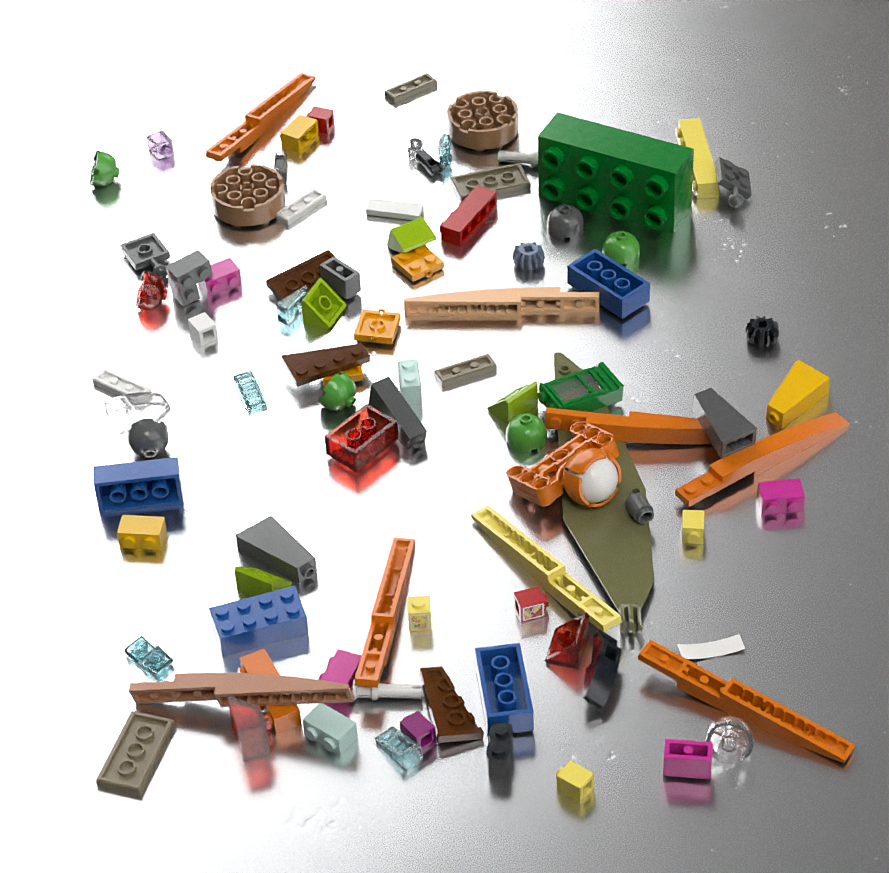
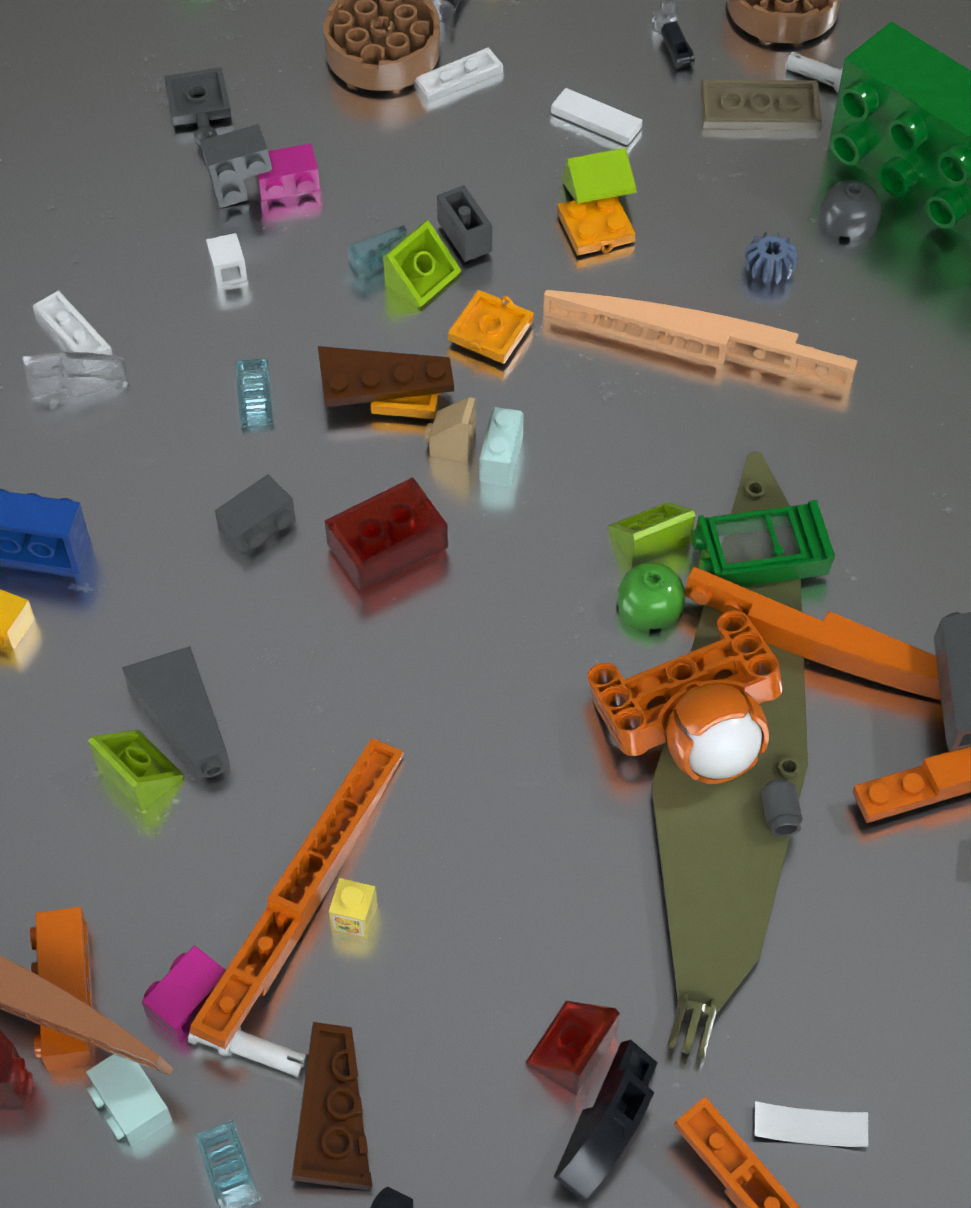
camera: 15 degrees right, 15 degrees up
(148, 437) = (62, 444): dark grey cylinder -> none
(151, 291) = (175, 173): clear red cylinder -> none
(258, 621) = (97, 843): brick -> none
(278, 448) = (255, 514): none -> dark grey brick
(298, 276) = (407, 203): reddish brown wing -> none
(338, 393) = (383, 439): bright green cylinder -> none
(378, 371) = (453, 431): none -> tan slope
(388, 399) = (458, 505): dark grey slope -> none
(418, 729) = (264, 1148): magenta brick -> none
(444, 150) = (707, 28): clear light blue slope -> none
(465, 370) = (599, 444): dark tan tile -> none
(468, 216) = (703, 159): brick -> none
(504, 687) = (431, 1112): blue brick -> none
(530, 604) = (540, 943): red brick -> none
(545, 569) = (590, 886): light yellow slope -> none
(617, 286) = (891, 355): blue brick -> none
(622, 248) = (922, 283): bright green cylinder -> none
(693, 526) = (859, 868): light yellow brick -> none

